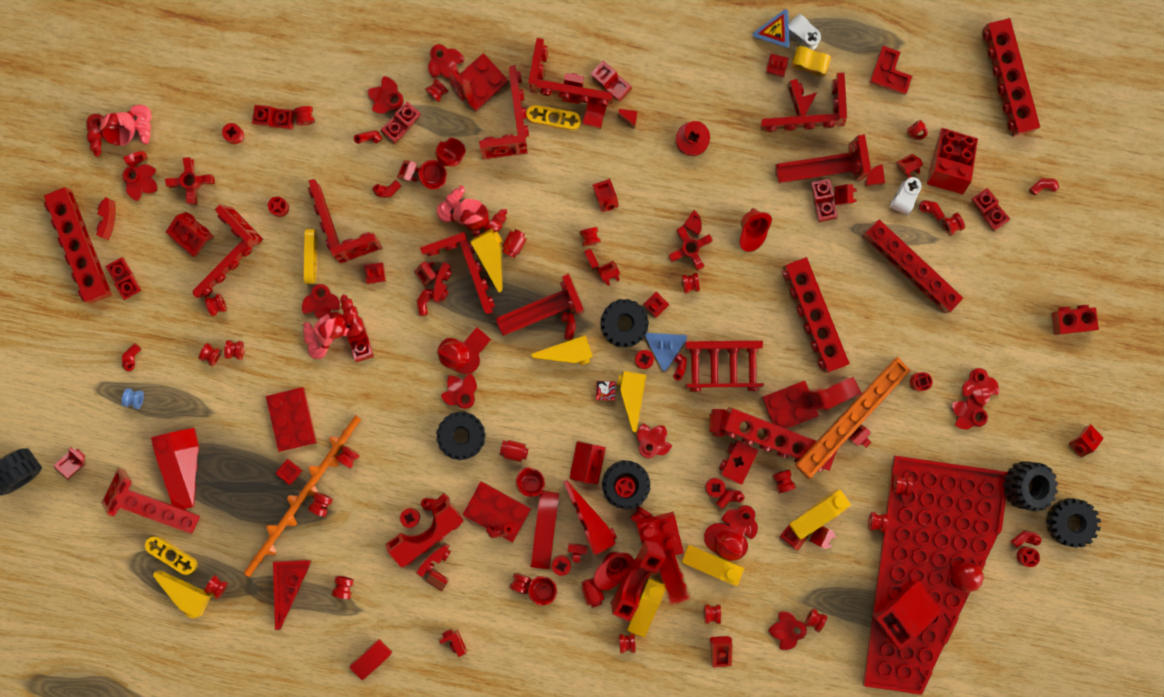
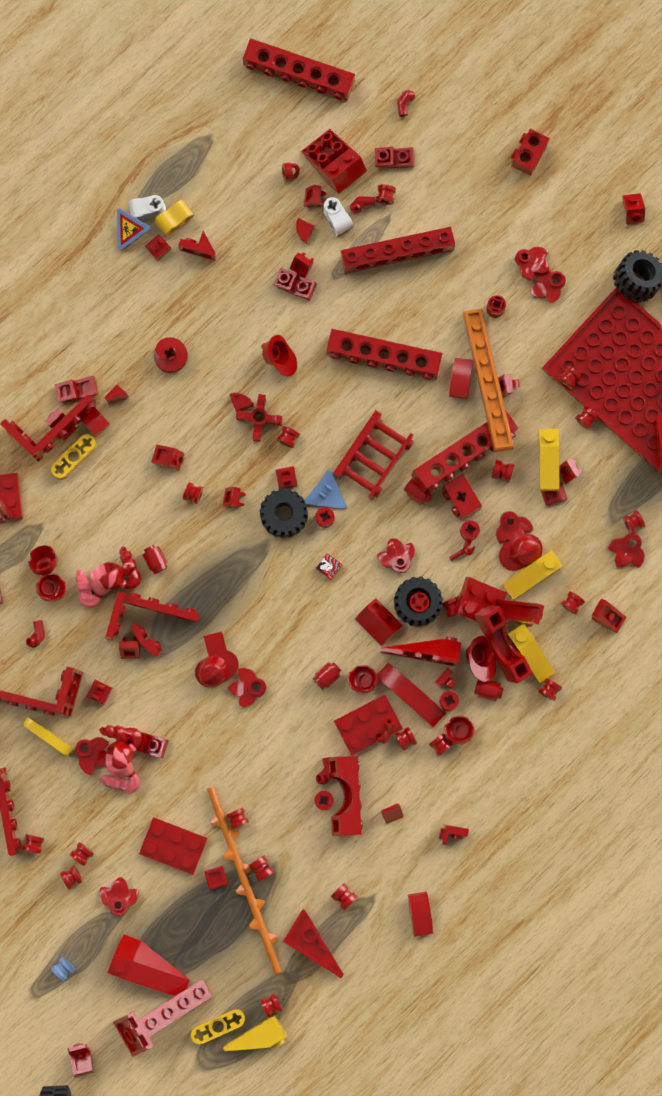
camera: 50 degrees left, 5 degrees down
(128, 357) = (25, 949): red arm -> none
(223, 401) = (118, 893): none -> red plate
(406, 171) = (33, 607): red tile -> none
(422, 301) = (149, 667): red arm -> none
(437, 556) = (371, 798): red slope -> none
(475, 431) = (288, 696): black tyre -> none
(490, 253) = (148, 582): yellow slope -> none
(505, 551) = (405, 738): none -> red wheel
(509, 144) = (70, 507): red bracket -> none
(542, 308) = (231, 545): red bracket -> none
(568, 352) = (277, 573): yellow slope -> none
(571, 325) = (255, 558): red arm -> none
(591, 259) = (212, 504): red tile -> none
(632, 391) = (346, 546): yellow slope -> none
(681, 367) = (351, 490): red arm -> none
(696, 495) = (468, 551): none -> red hand
(730, 496) = (485, 523): red arm -> none
(795, 404) = (445, 418): red bracket -> none
(810, 121) = (223, 252): red bracket -> none
(855, 161) = (280, 237): red bracket -> none
(886, 75) = (227, 166): red plate -> none

